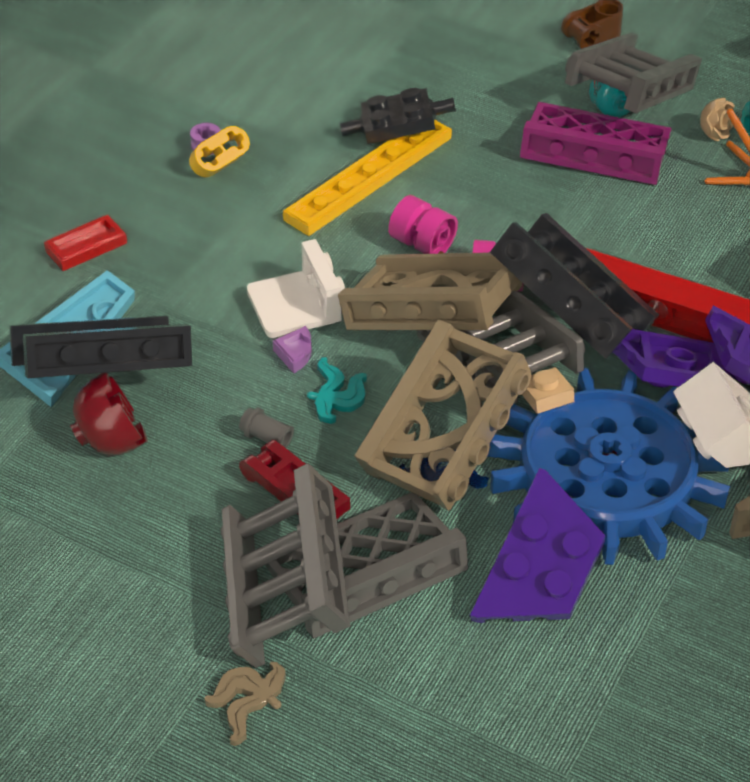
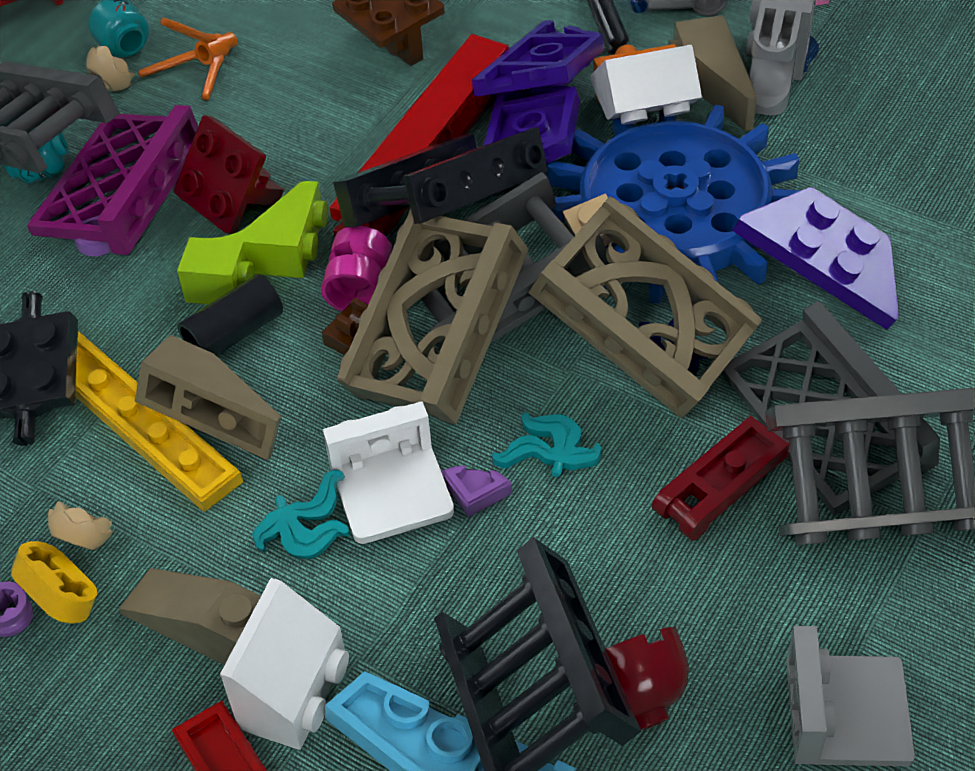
camera: 85 degrees left, 5 degrees up
(78, 535) = (846, 706): none -> light grey bracket
(135, 243) = (284, 667): none -> white slope
(183, 221) = (192, 610): none -> dark tan slope
(257, 424) = (622, 517): dark grey pin -> none
(262, 156) = (78, 526): none -> tan plate
(266, 253) = (295, 538): none -> teal piece
(373, 196) = (207, 396): none -> dark tan slope
(421, 225) = (268, 345): dark pink wheel -> none
(469, 214) = (232, 316): none -> black pin
(504, 202) = (272, 245): none -> lime arch
(598, 191) = (224, 176): none -> dark red bracket

